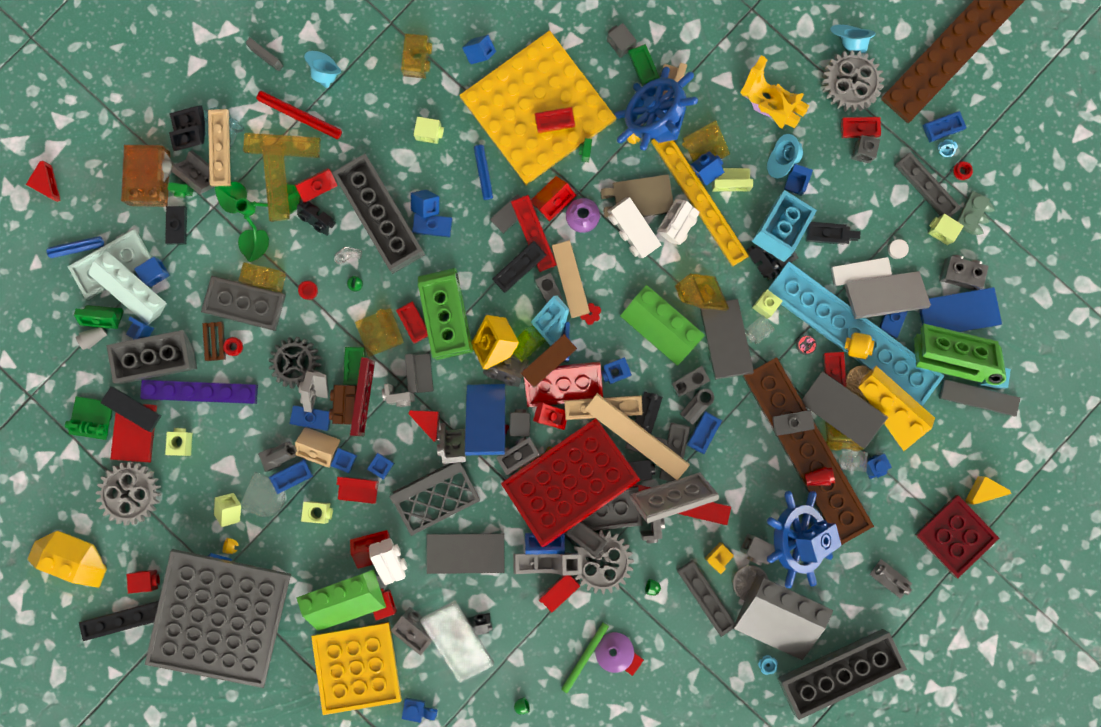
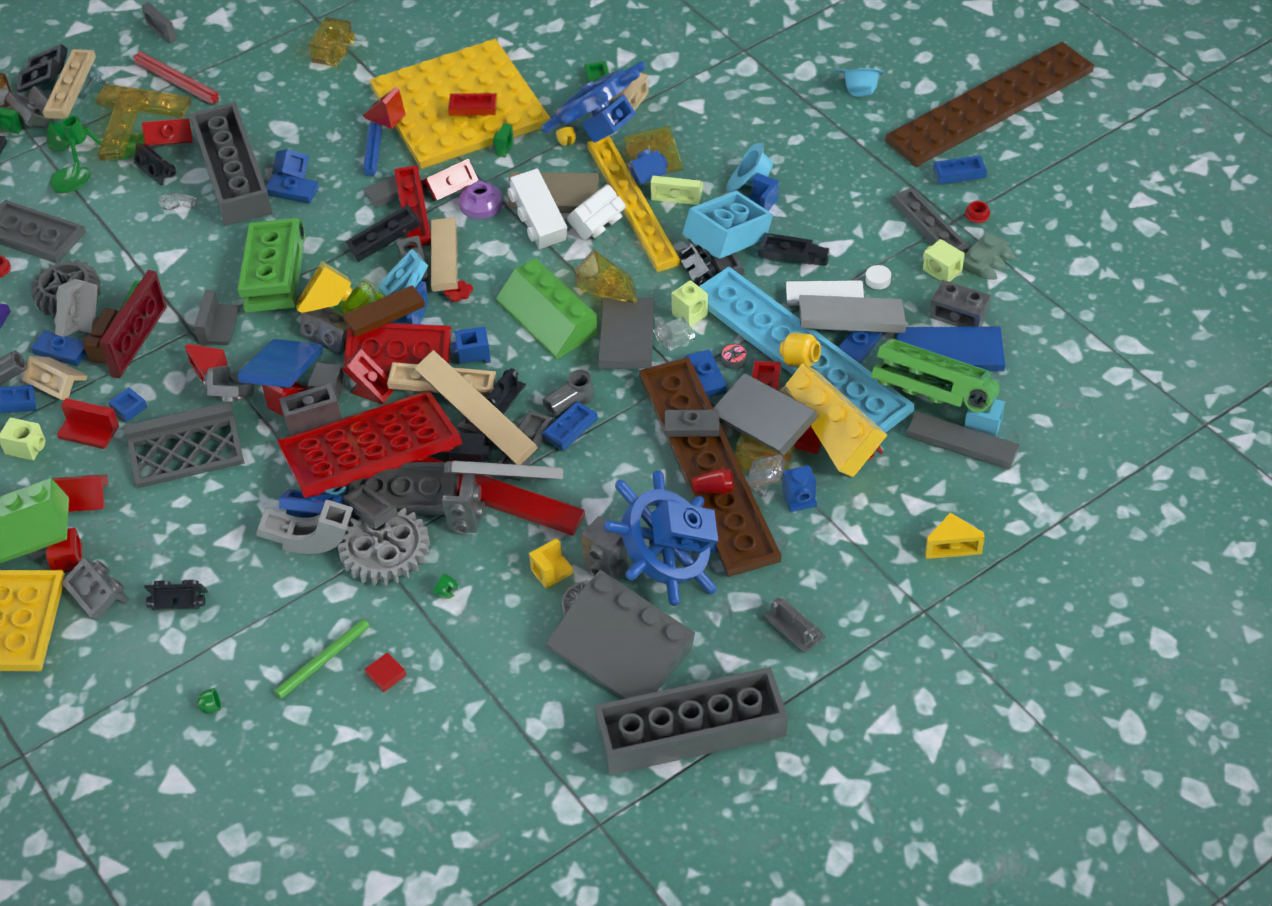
camera: 10 degrees right, 35 degrees down
(262, 277) = (65, 203): clear yellow brick -> none
(308, 290) = (114, 228): red tile -> none
(322, 67) = (218, 41): medium azure piece -> none
(343, 460) = (83, 390): blue plate -> none
(358, 283) = (174, 228): green hinge -> none
(379, 332) = (185, 275): clear yellow hinge -> none
(388, 561) = (91, 494): white brick -> none
(400, 399) = (179, 327): light grey bracket -> none
(412, 322) = (229, 269): red plate -> none
(415, 710) = (56, 685): blue plate -> none
(428, 130) = (319, 102): yellowish green brick -> none
(457, 641) = (147, 599): clear tile -> none
(465, 553) = (201, 514): dark grey tile -> none
(479, 49) = (407, 42): blue panel -> none
(485, 137) = (387, 109): none -> red slope
(559, 592) = (311, 569): red panel -> none
(621, 39) = (576, 53): dark grey brick -> none
(624, 655) = (366, 655): medium lavender dish -> none
(690, 381) = (558, 368): dark grey leg -> none
(706, 598) = (520, 613): dark grey tile -> none
(773, 665) = (584, 698): medium azure plate -> none
(782, 103) = (741, 121): yellow hips -> none
(790, 364) = (708, 372): none -> blue plate
(855, 65) = (850, 116): light grey gear -> none
(856, 126) = (852, 158): red plate -> none
(865, 149) = (852, 175): dark grey brick -> none
(947, 152) = (954, 188): medium azure plate -> none
(957, 536) = (901, 587): dark red plate -> none

